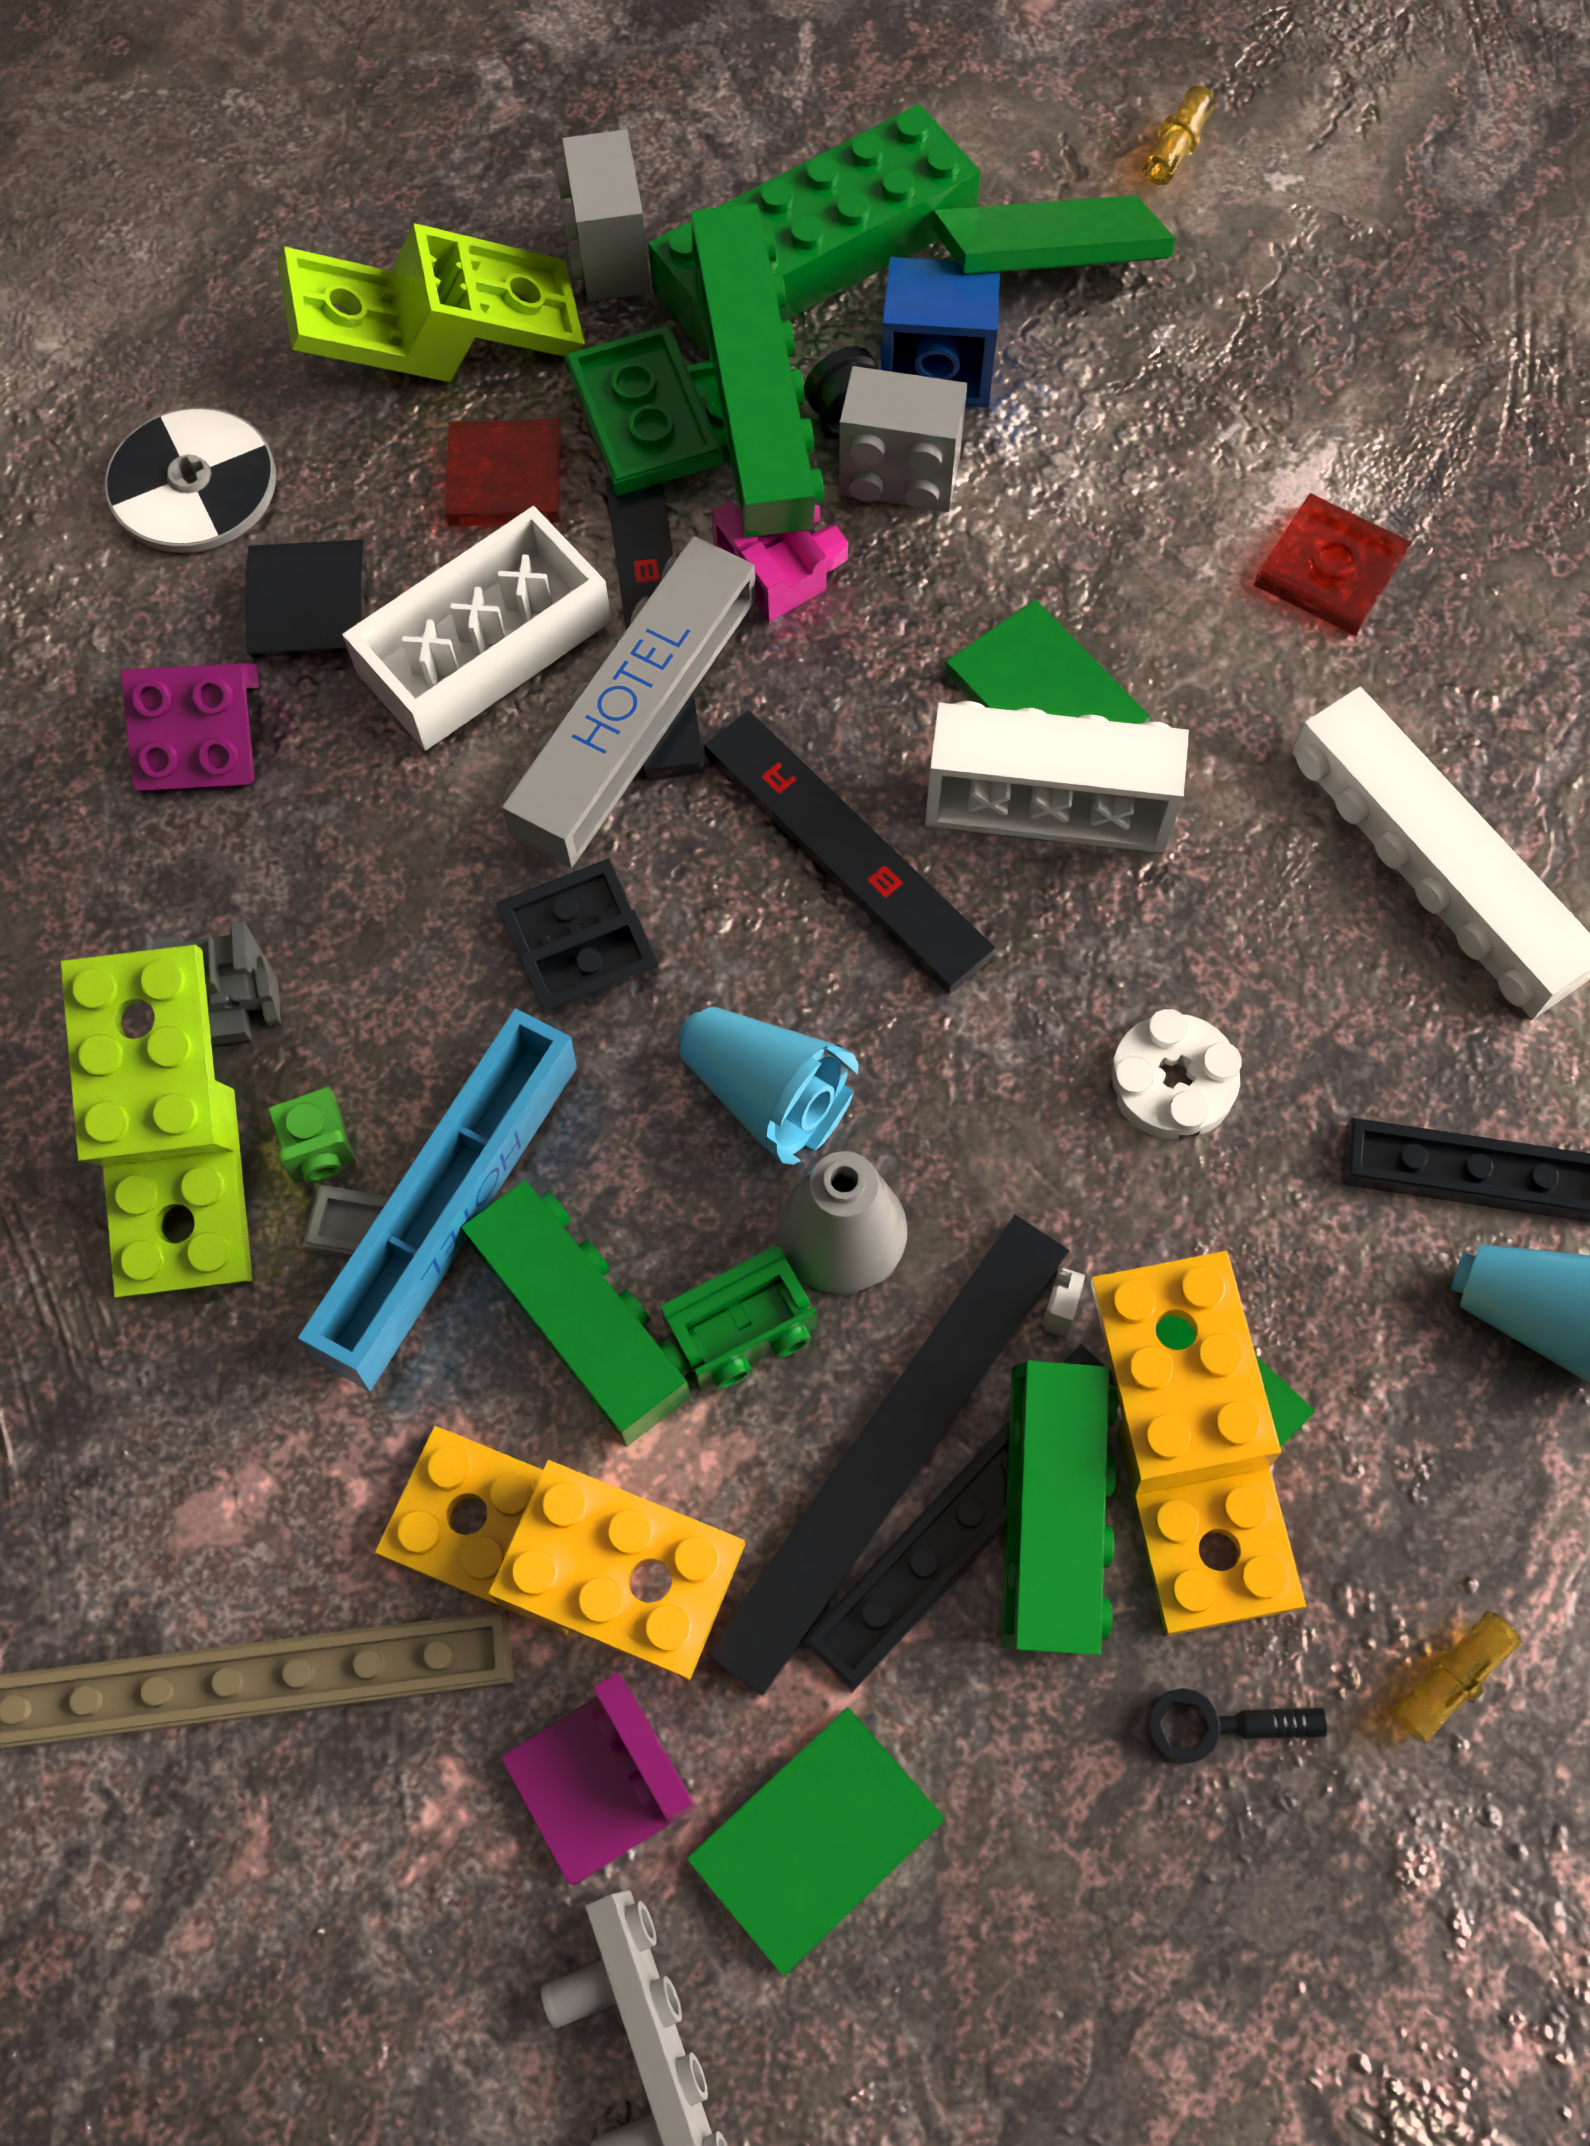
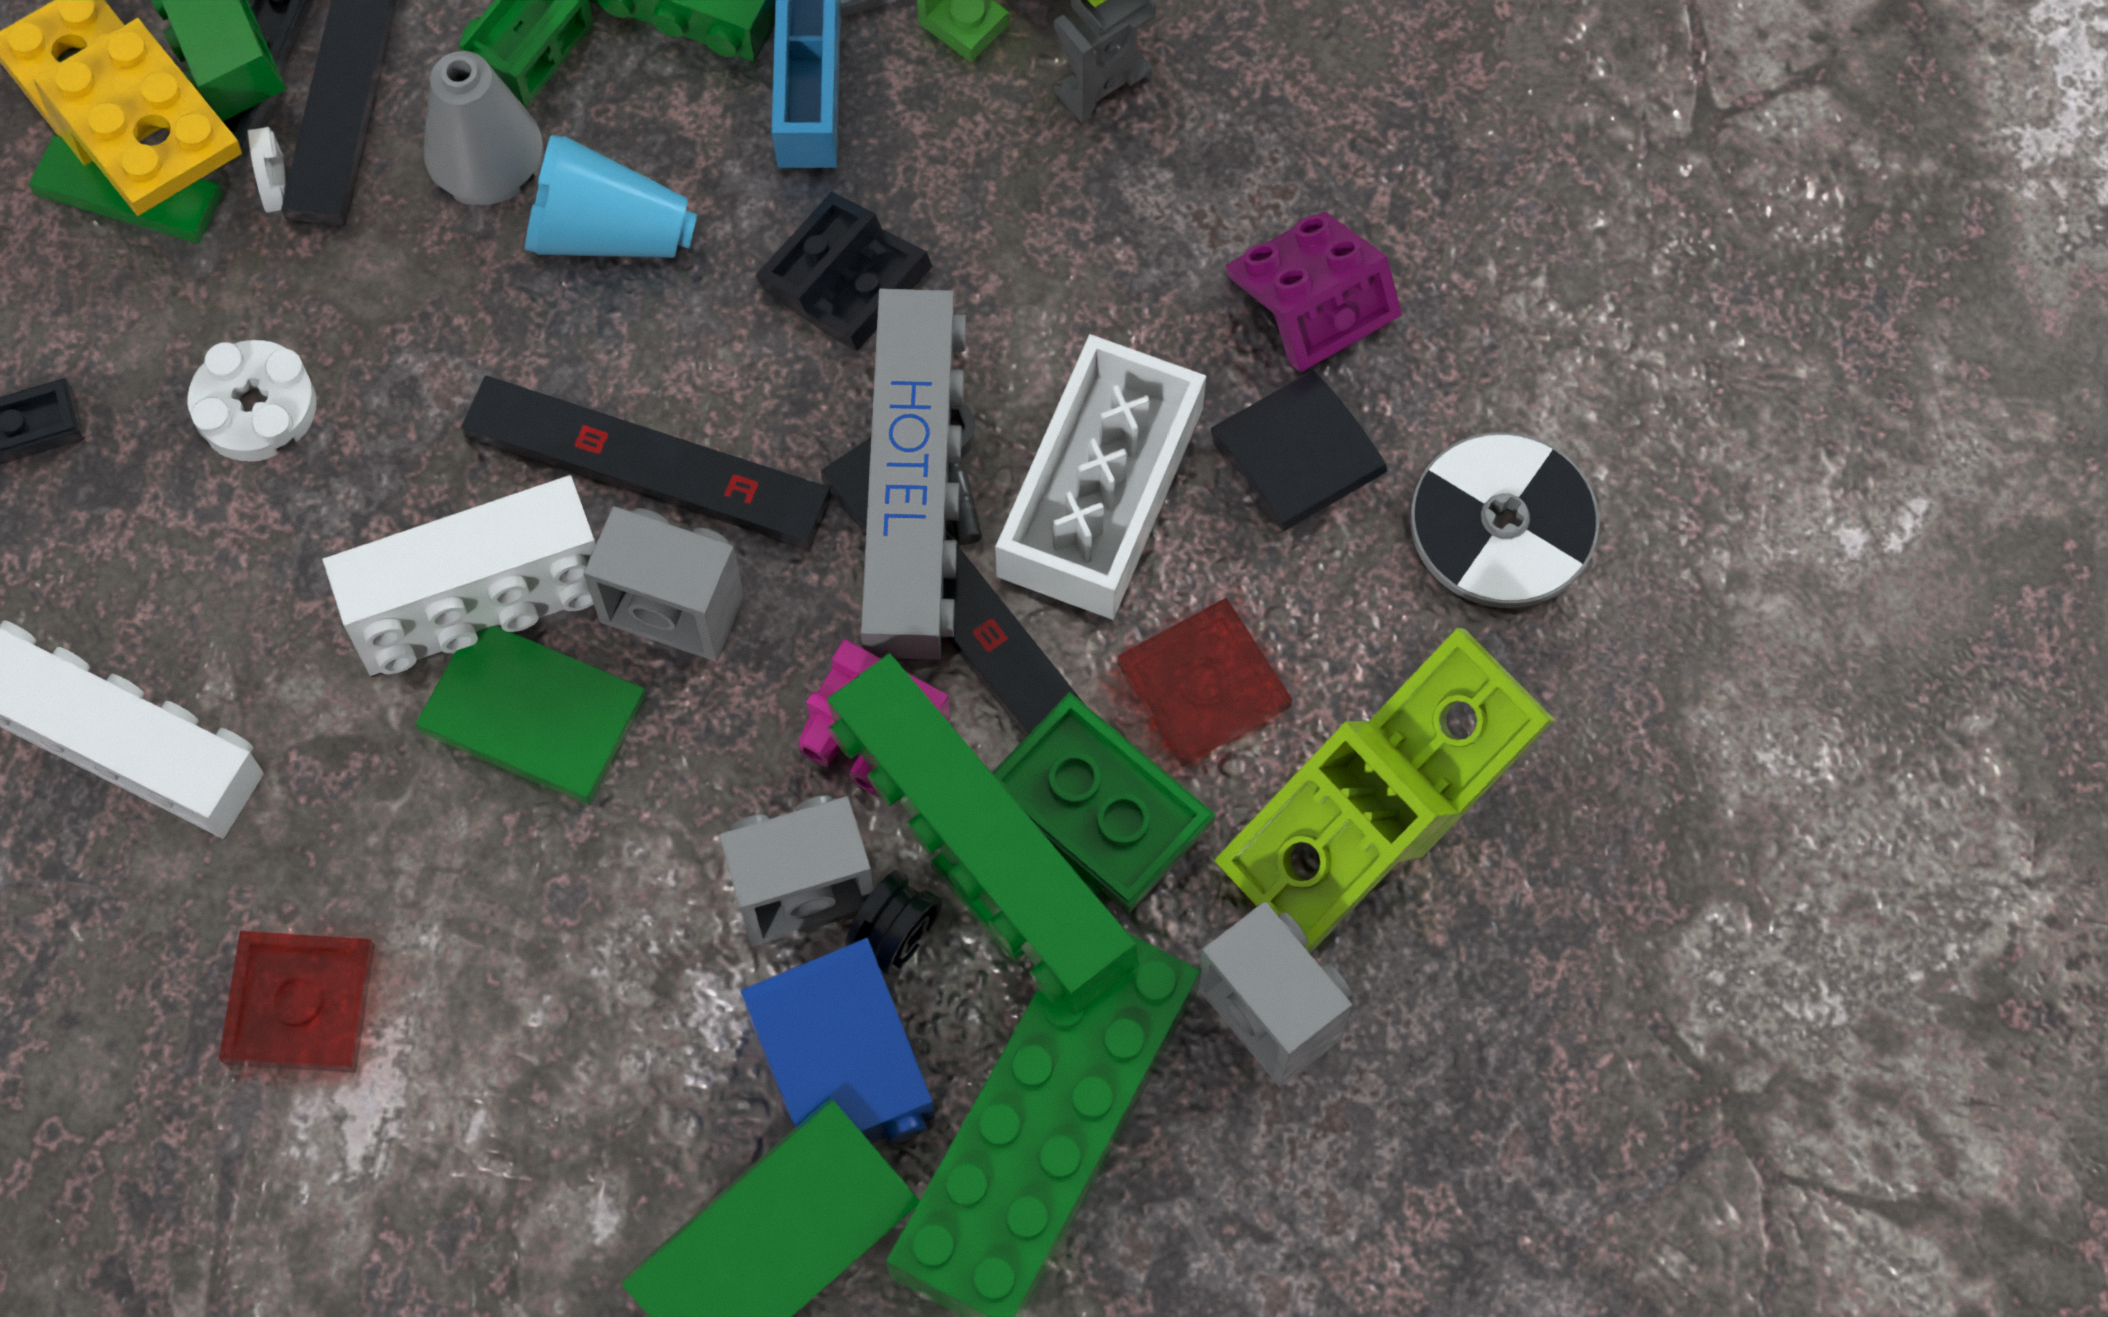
camera: 150 degrees right, 0 degrees up
(885, 693) = (665, 582): none -> light grey brick

